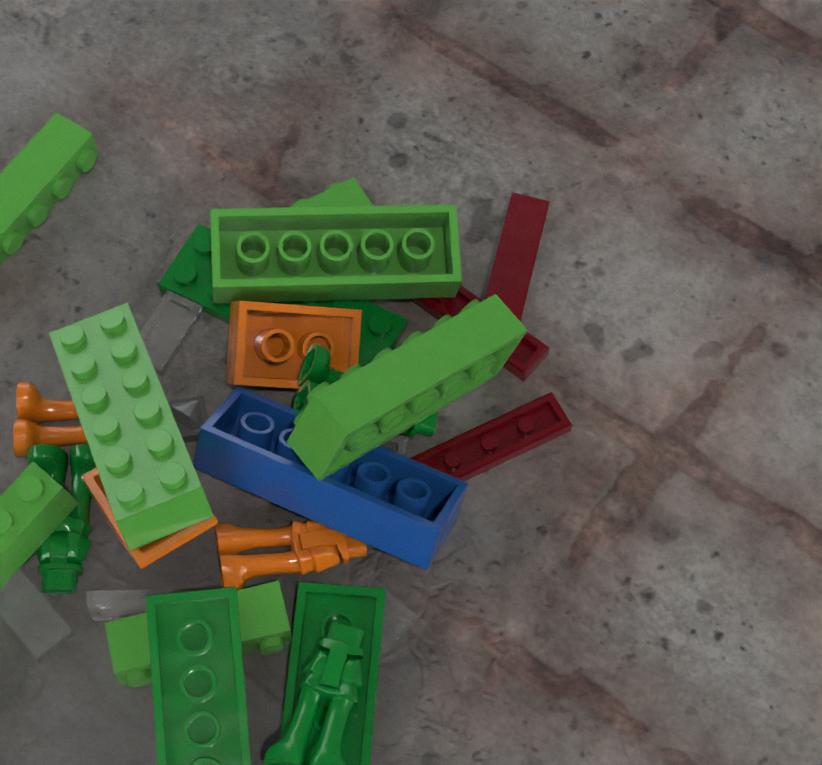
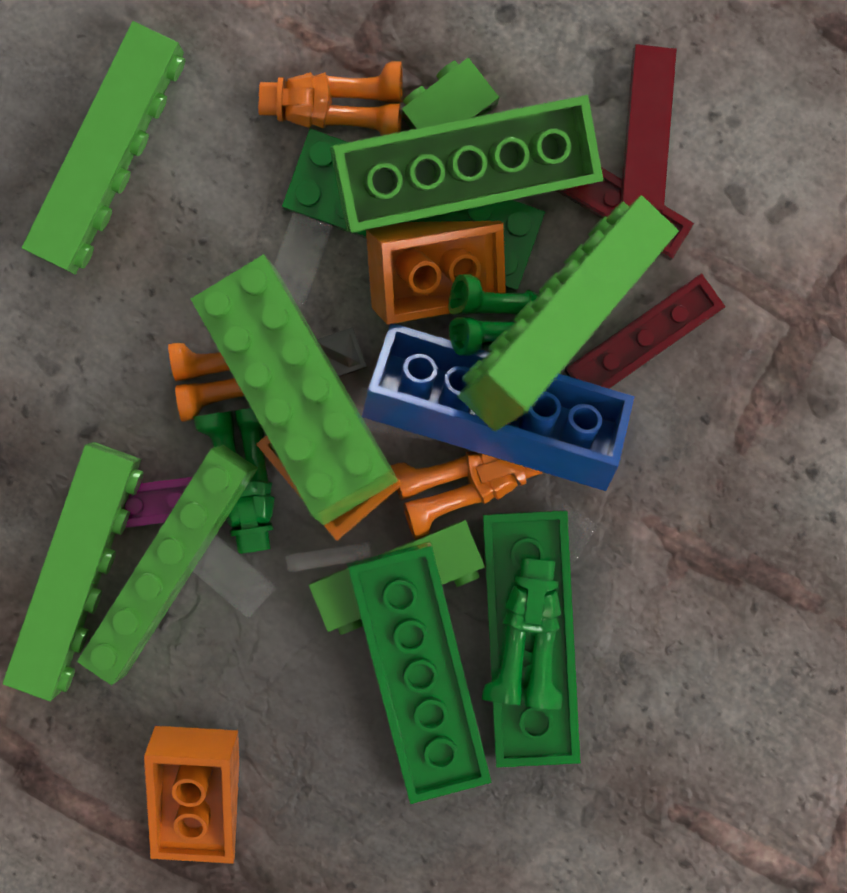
camera: 10 degrees left, 25 degrees up
(199, 195) = (308, 100): none -> orange piece

